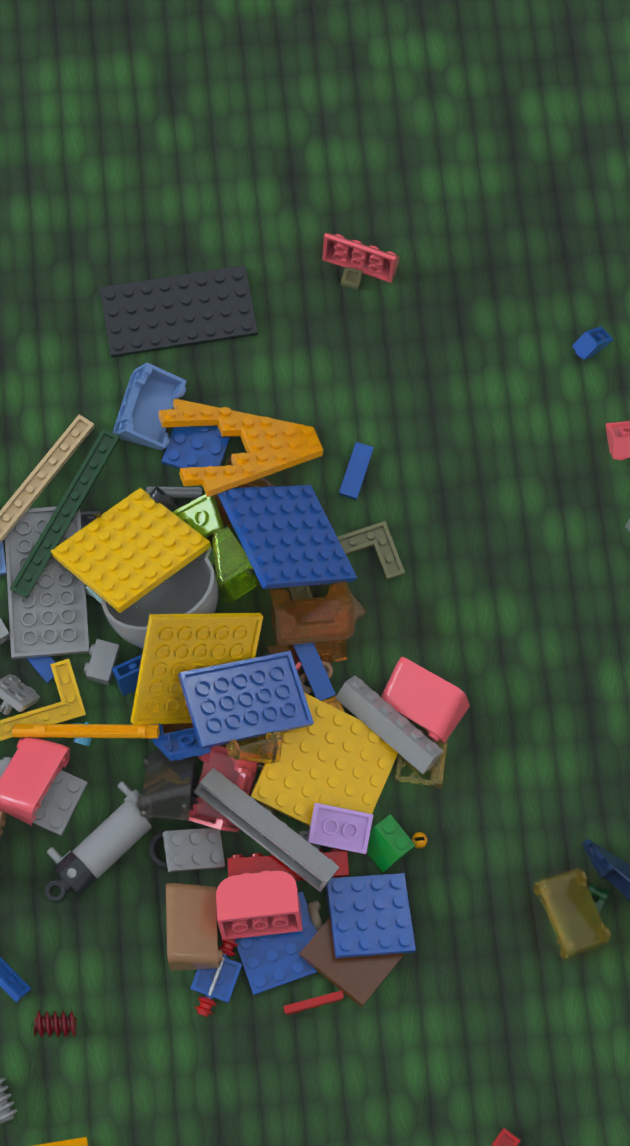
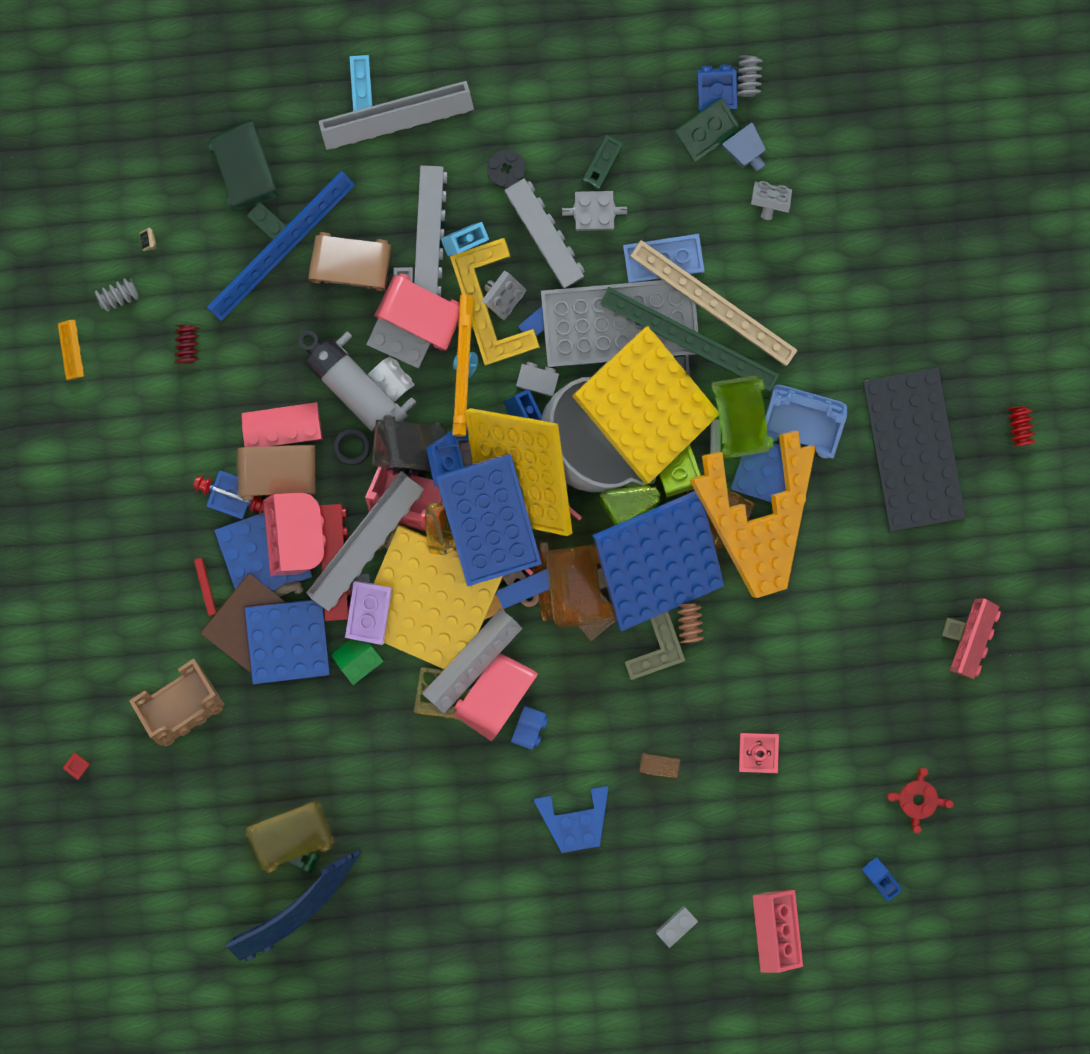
camera: 90 degrees right, 15 degrees up
(97, 808) = (391, 378): none -> white bracket
(144, 462) = (742, 417): none -> clear neon green windscreen
(144, 922) = (282, 426): none -> coral slope
(157, 213) = (1021, 426): none -> red piece
(160, 496) = (704, 439): black beam -> none
(193, 849) = (349, 471): light grey plate -> none
(348, 515) = (690, 623): none -> nougat piece
(356, 471) = (740, 632): blue tile -> none
(419, 844) = (366, 690): light orange hinge -> none
(437, 1031) = (178, 705): none -> medium nougat windscreen
(455, 671) = (528, 727): none -> blue brick
(474, 447) = (759, 753): none -> coral plate
(488, 547) = (659, 765): none -> clear orange plate
(518, 301) = (929, 803): none -> red plate
(554, 627) = (579, 828): none -> blue wing

